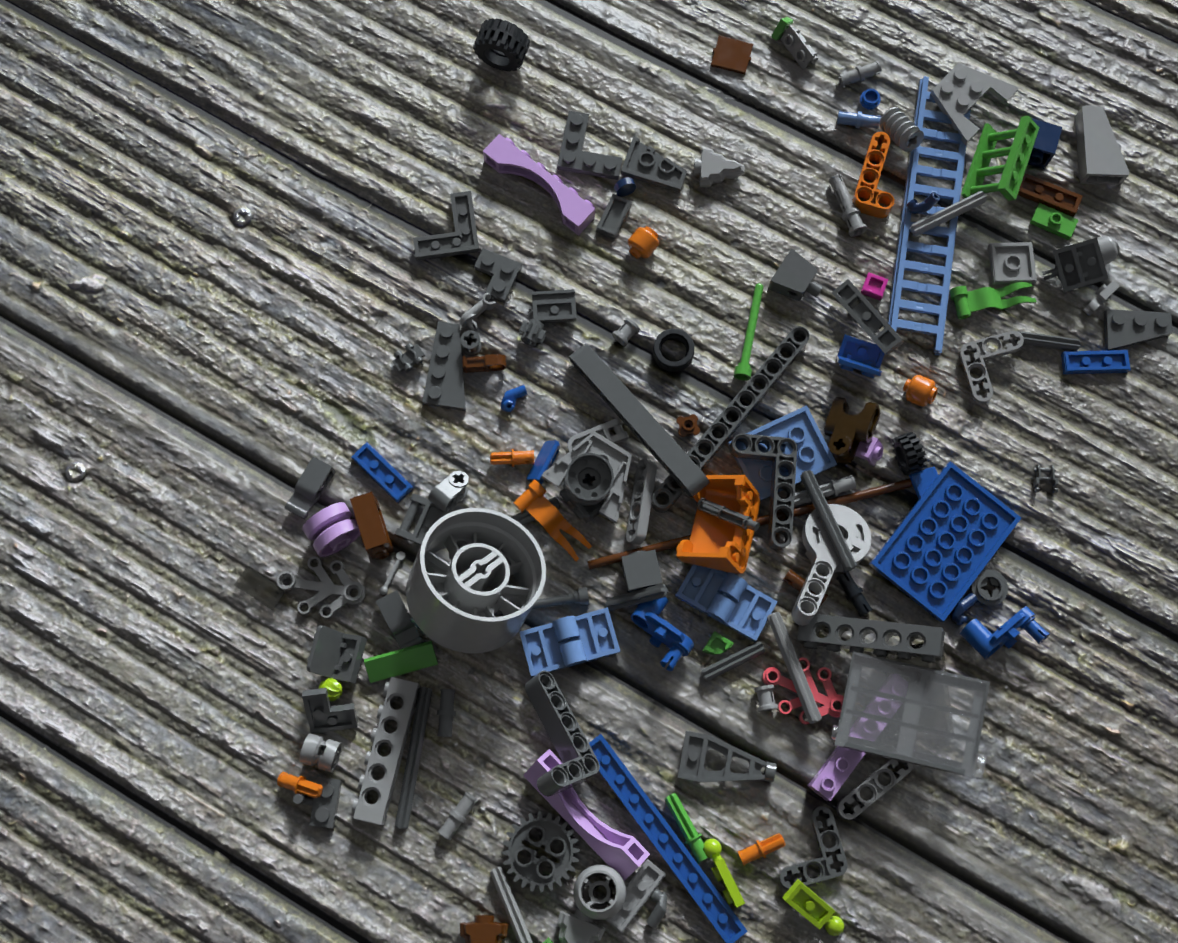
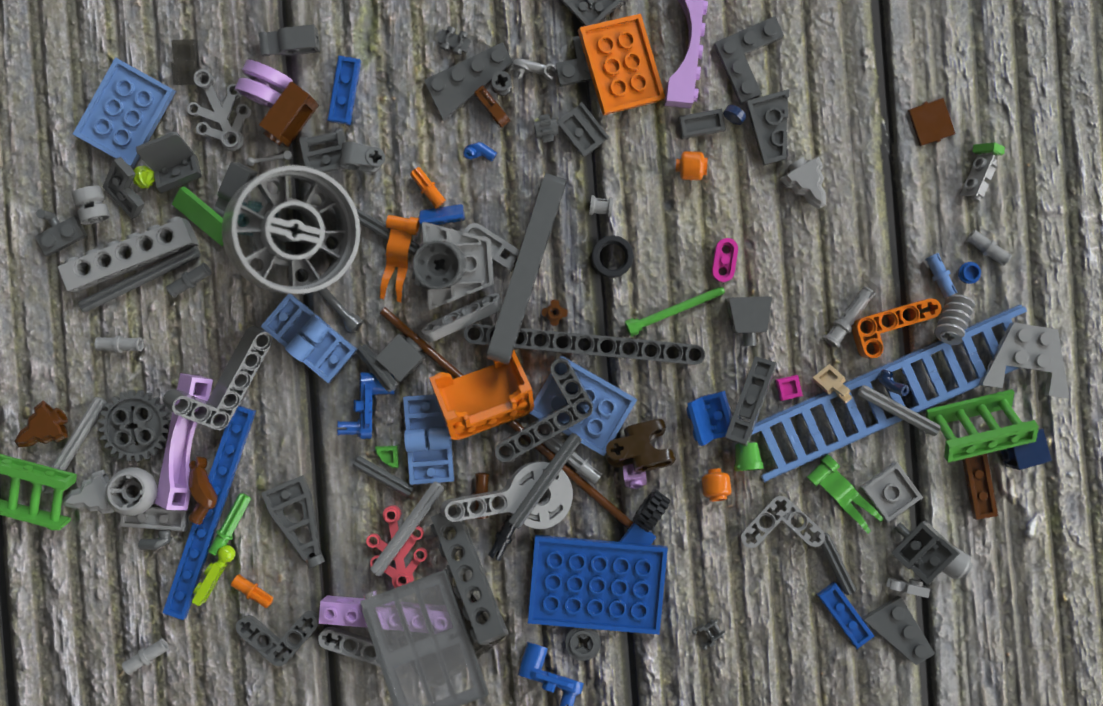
camera: 55 degrees right, 15 degrees up
(262, 668) = (124, 112): none -> medium blue plate
(299, 785) = (56, 207): orange axle -> none
(523, 243) = (621, 64): none -> orange plate
(643, 825) = (201, 490): none -> reddish brown arm
(726, 514) = (493, 396): dark grey piece -> none
(738, 267) = (725, 261): none -> dark pink plate
(765, 698) = (370, 521): light grey bush -> none
(813, 908) = (234, 658): lime plate -> none
(890, 249) = (831, 380): none -> tan plate
(913, 351) = (747, 457): none -> bright green piece
(962, 606) = (553, 631): dark blue arm -> none
(1054, 221) = (957, 504): bright green plate -> none
(1097, 149) = (1056, 501): light grey slope -> none

